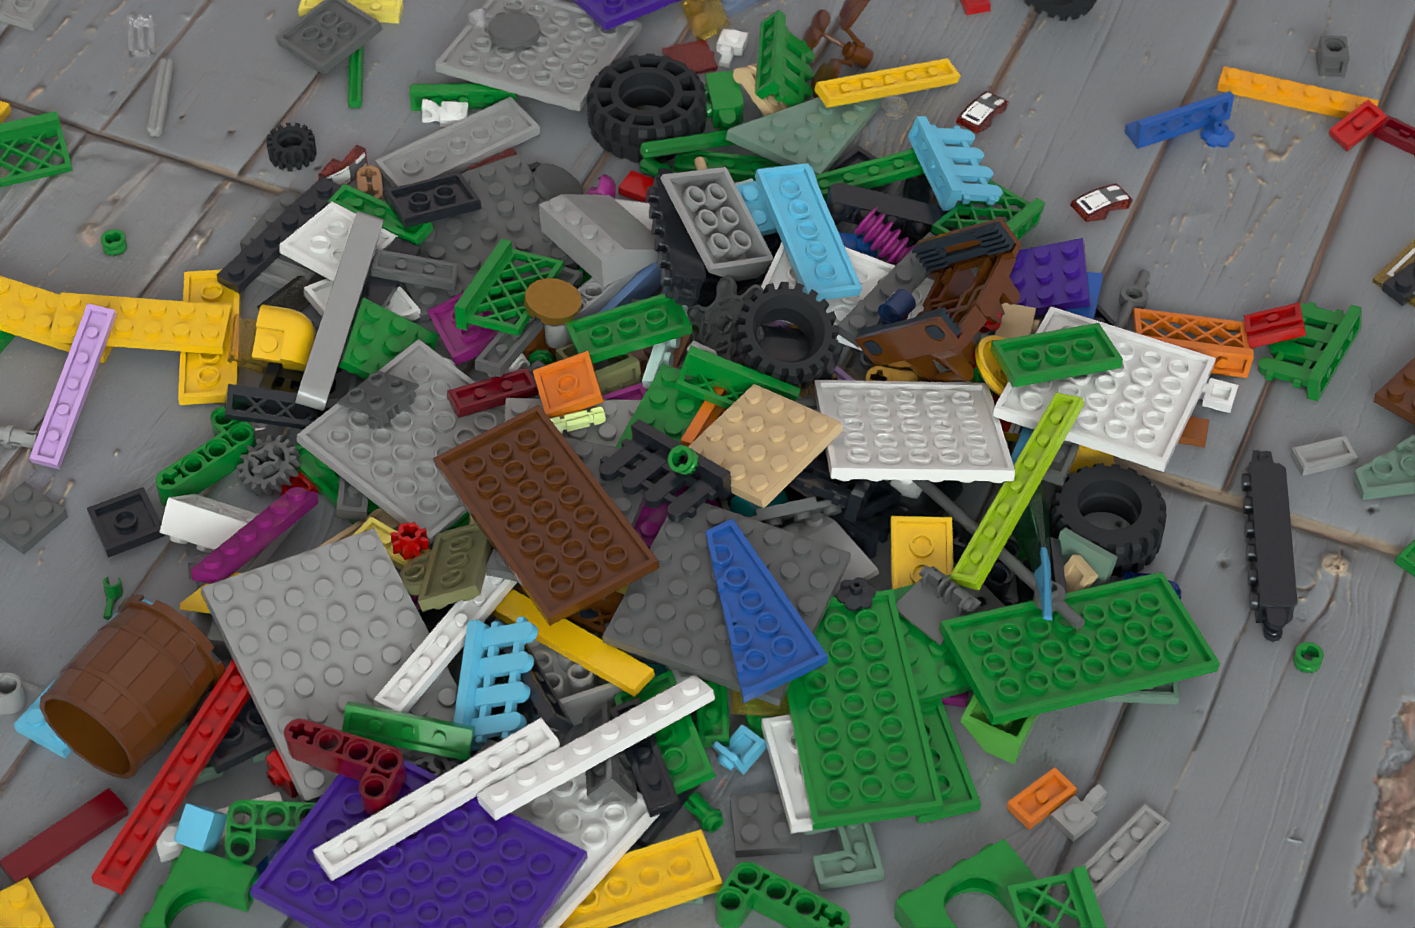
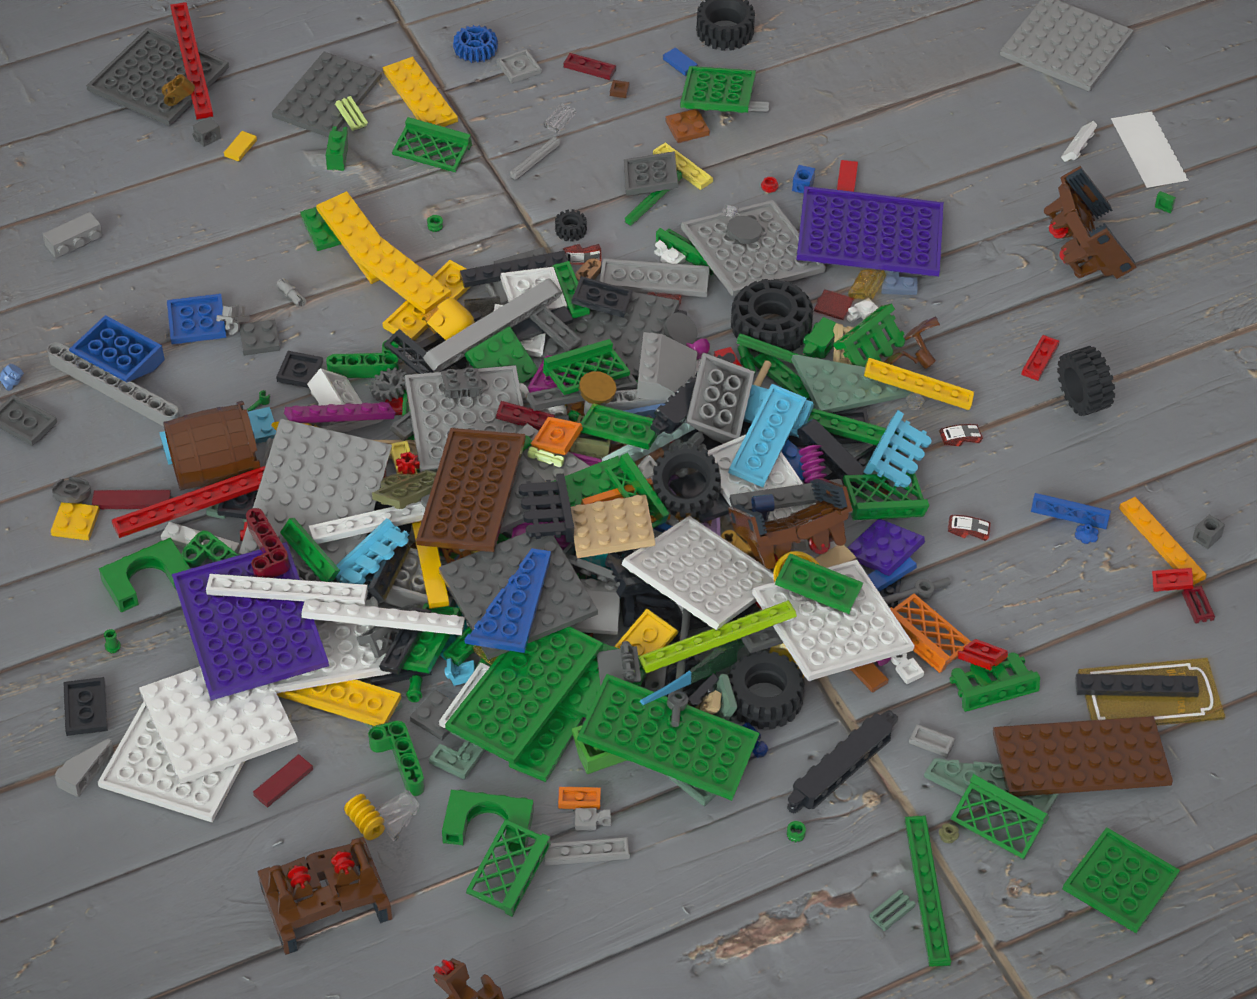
camera: 40 degrees right, 0 degrees up
(73, 386) = (336, 284): lavender plate -> none
(200, 827) = (183, 532): medium azure panel -> none
(691, 464) = (560, 509): green bush -> none
(856, 594) = (581, 632): black plant -> none

